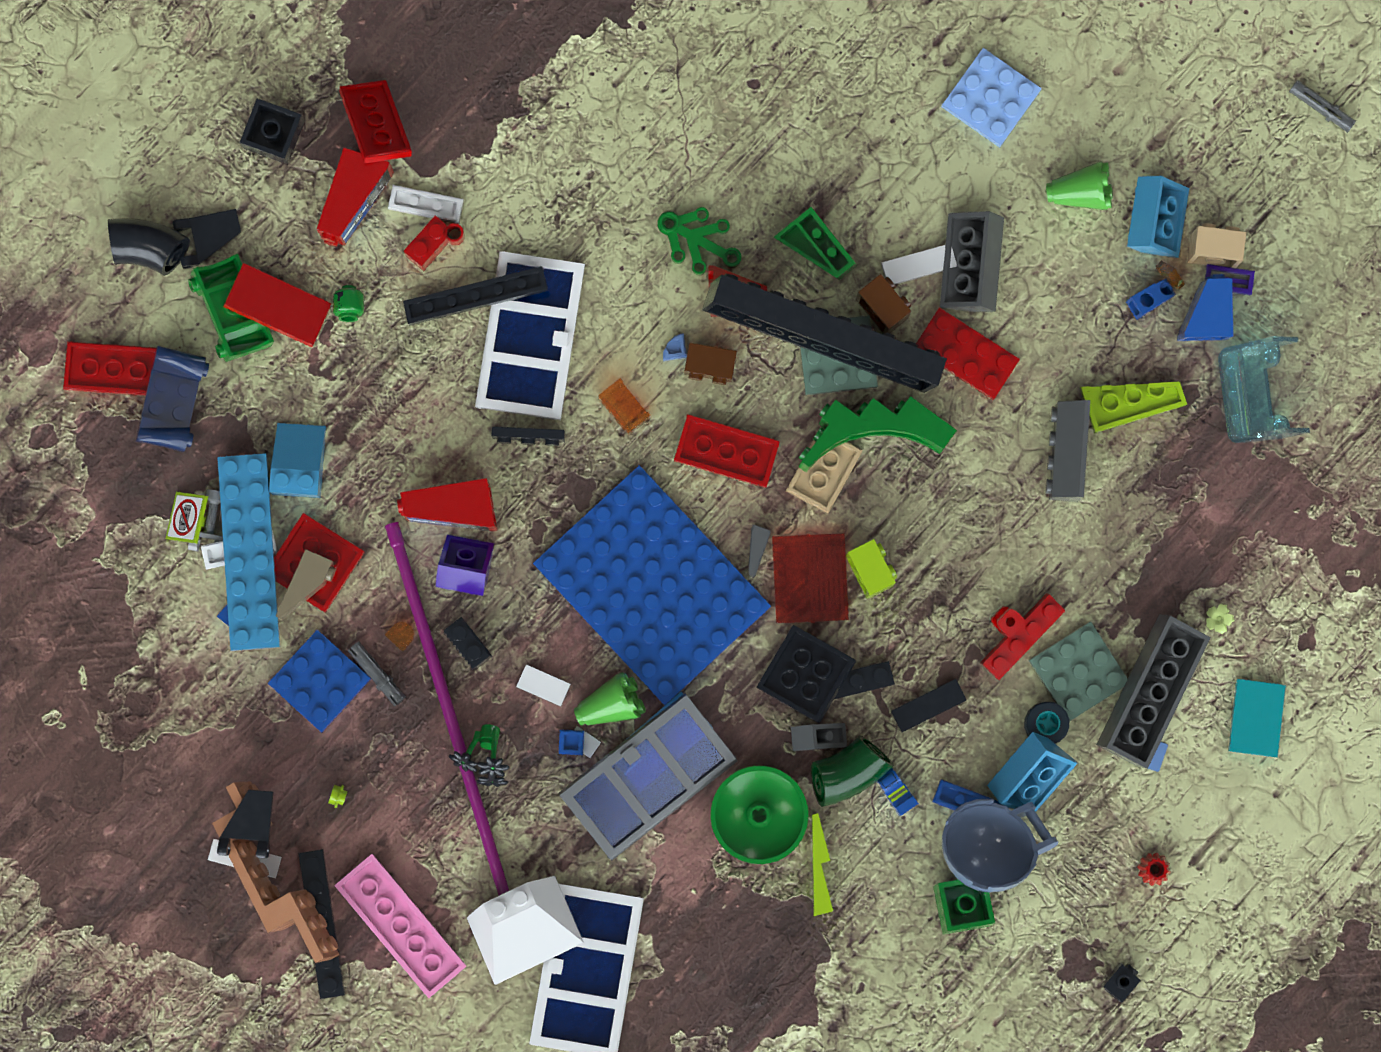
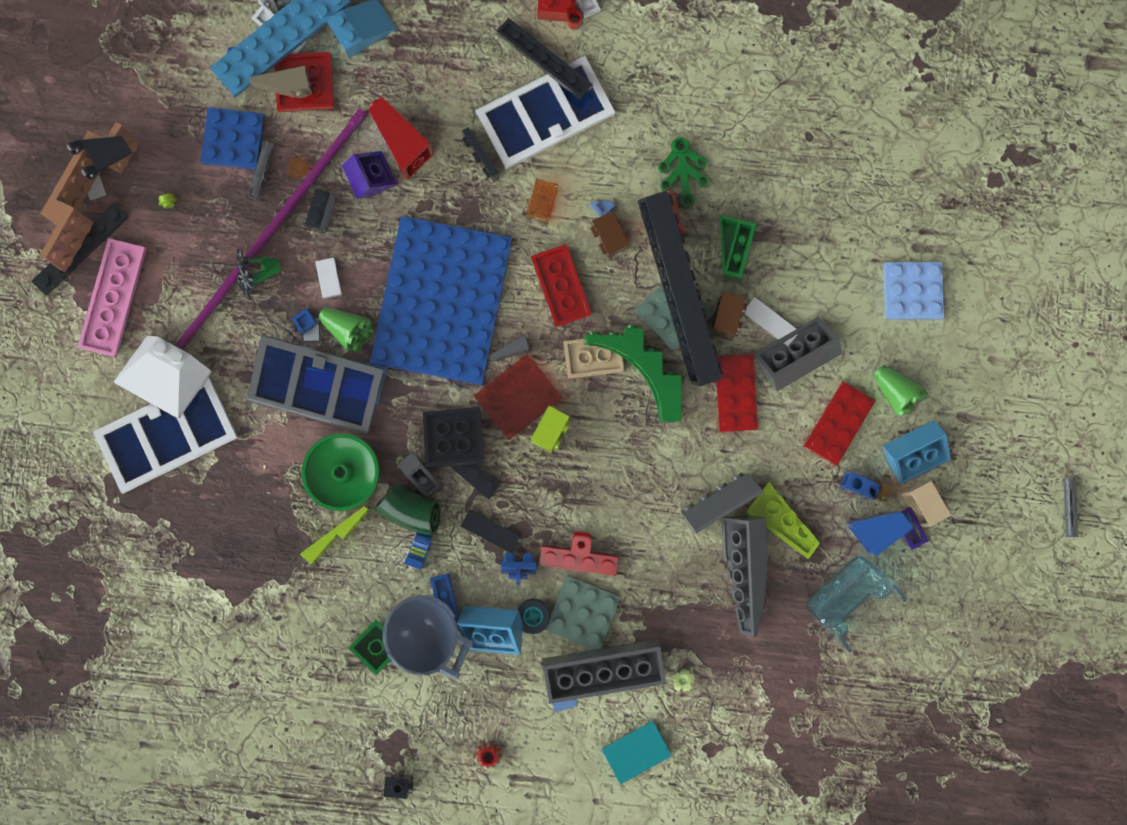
camera: 55 degrees right, 0 degrees up
(989, 705) = (518, 570): none -> blue hips
(1072, 272) = (839, 423): none -> red plate
(1141, 464) = (747, 560): none -> dark grey wedge

